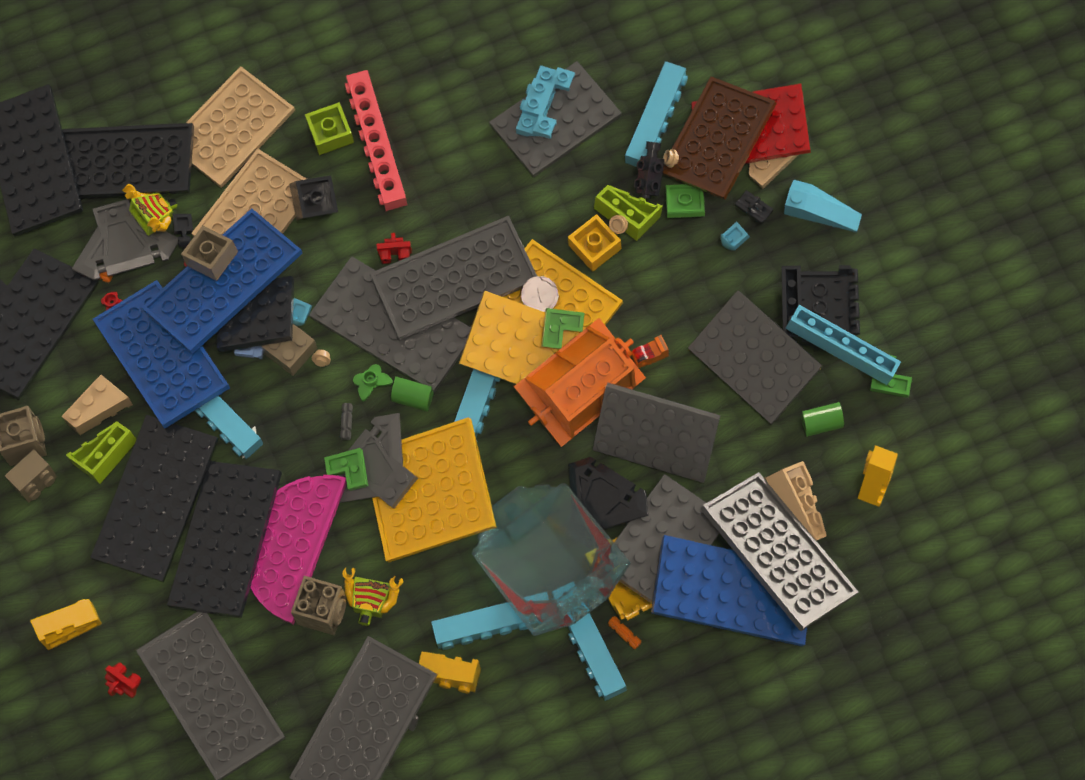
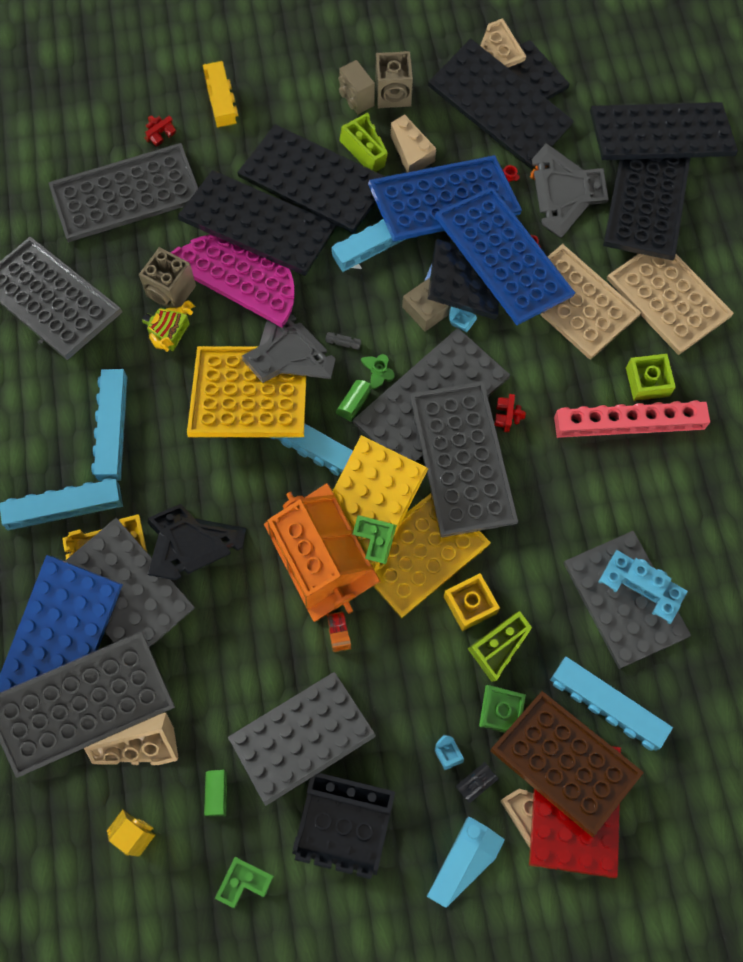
camera: 95 degrees right, 0 degrees up
(150, 209) = (591, 212): torso -> none
(182, 225) = (573, 239): black plate -> none
(209, 253) = (530, 241): dark tan brick -> none
(313, 197) = (575, 346): black brick -> none
(321, 358) = (410, 329): tan plate -> none
(351, 464) = (292, 331): bright green plate -> none
(452, 671) = (74, 377): yellow wedge -> none
(539, 293) = (423, 533): tile -> none
(549, 557) = (142, 477): clear light blue windscreen -> none
(618, 224) = (482, 627): tan plate -> none
(624, 632) = (56, 541): orange axle -> none
(650, 172) = (540, 677): black brick -> none
(656, 432) = (239, 609): dark grey plate -> none
(671, 158) = (551, 703): tan plate -> none
(843, 345) = (280, 834): medium azure brick -> none

